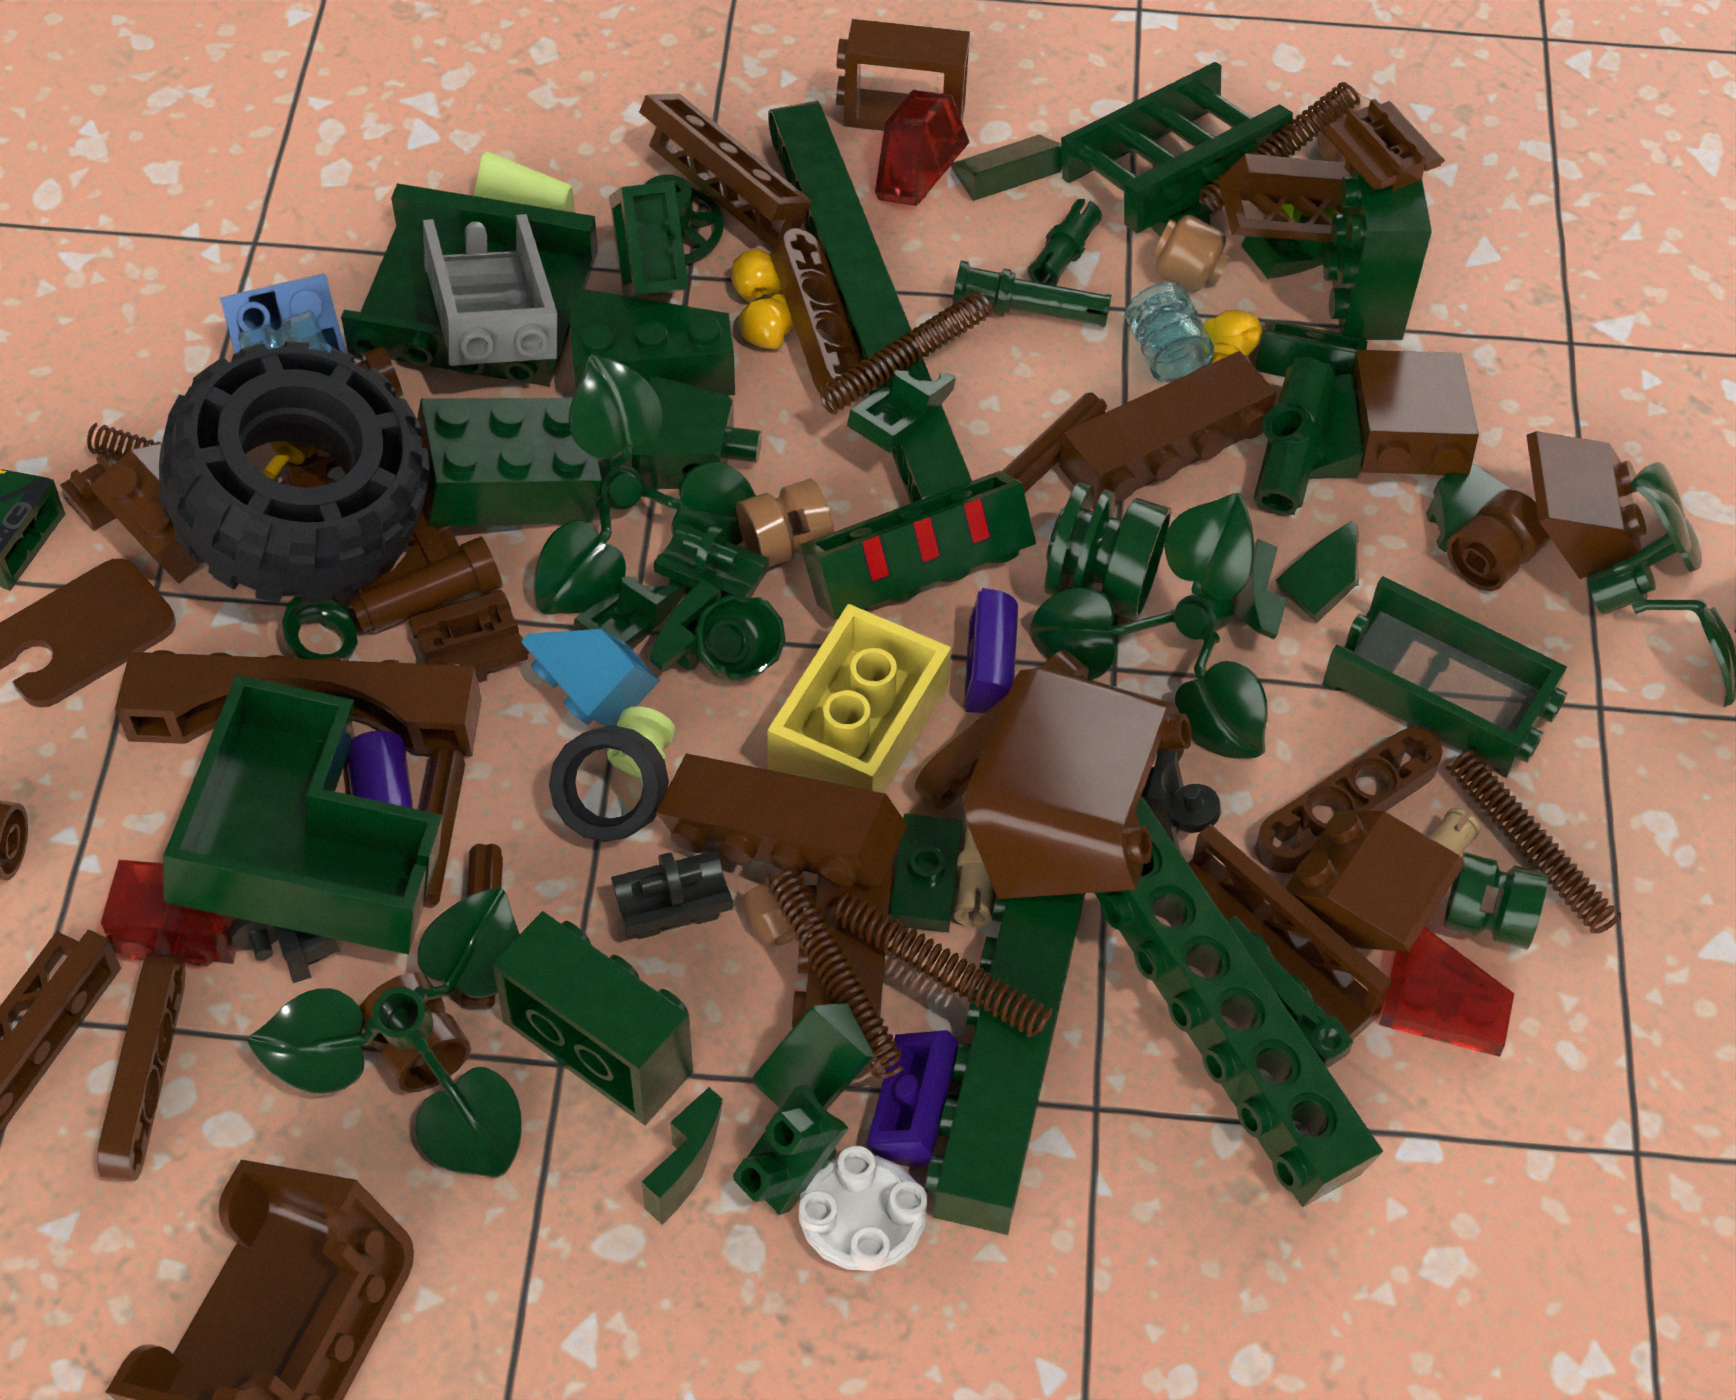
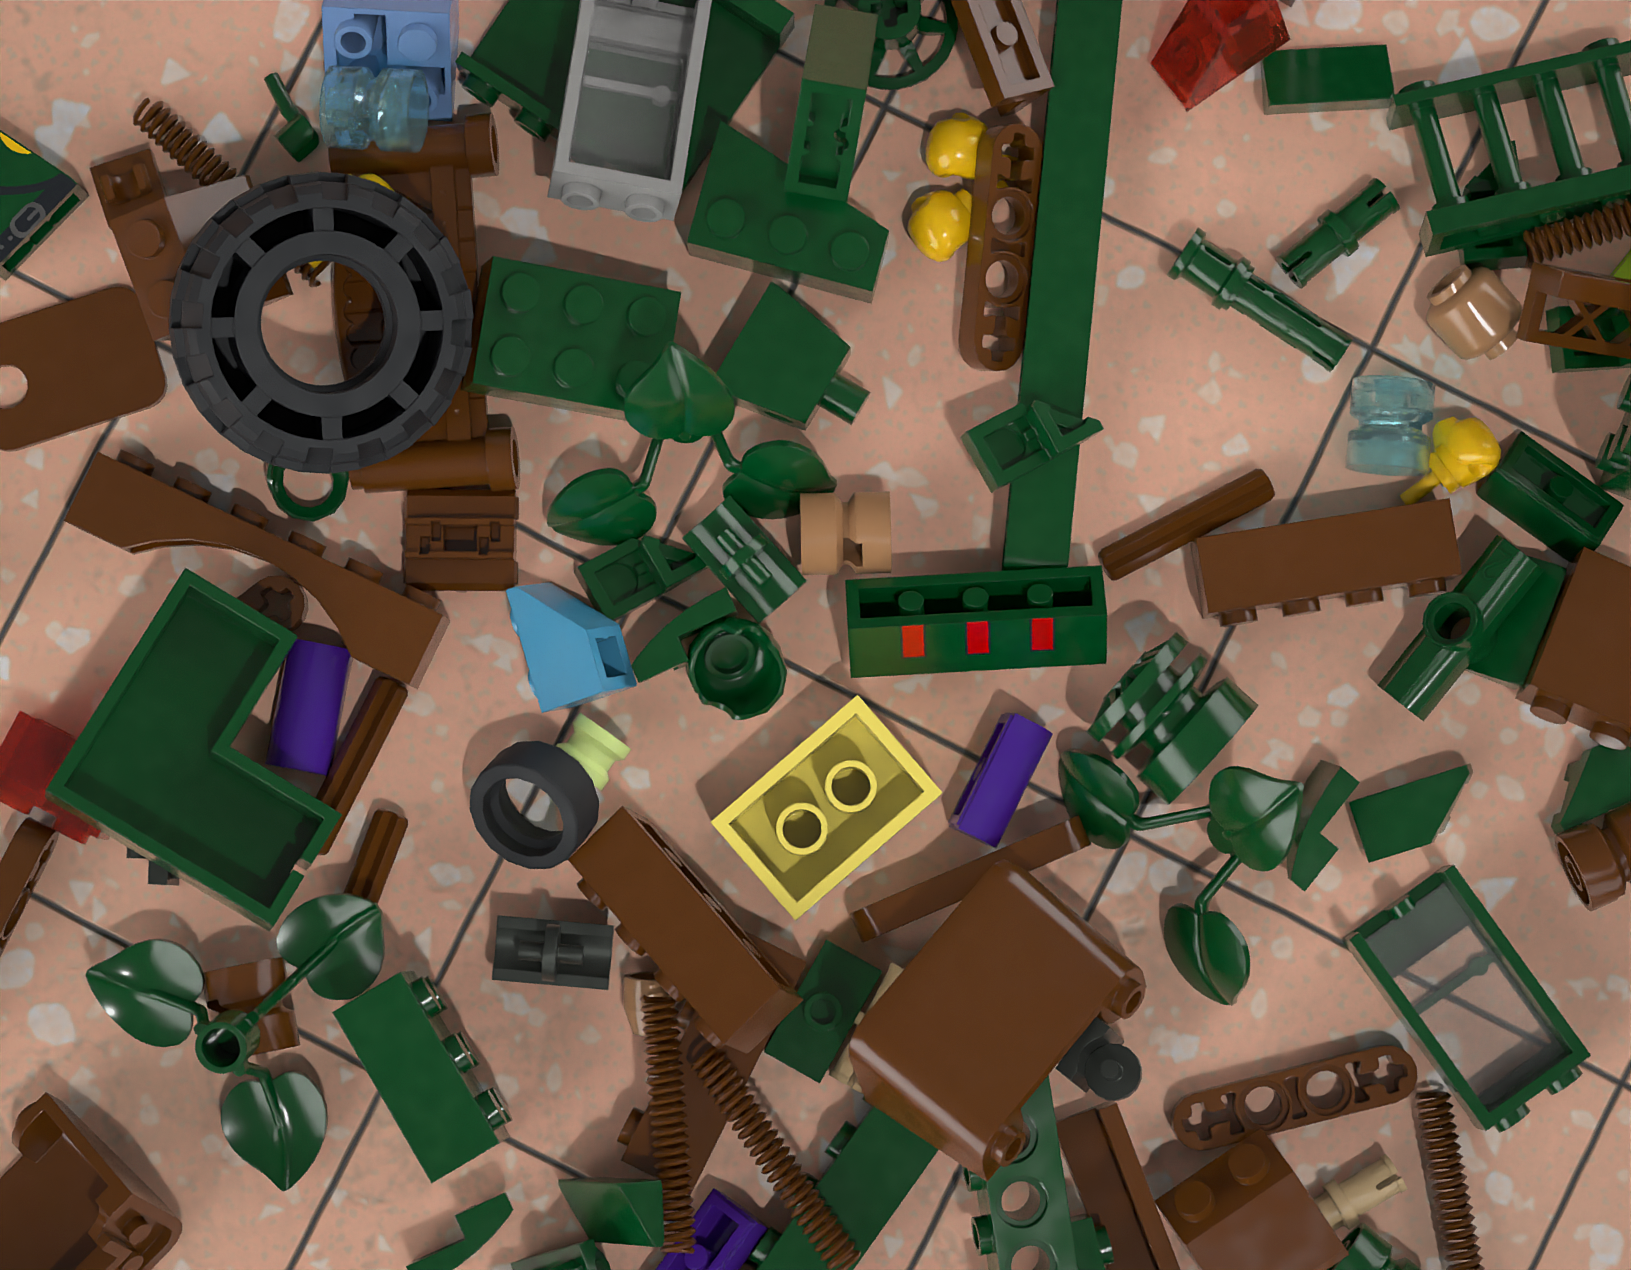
camera: 25 degrees right, 30 degrees up
(929, 324) = (1009, 371): reddish brown piece -> none

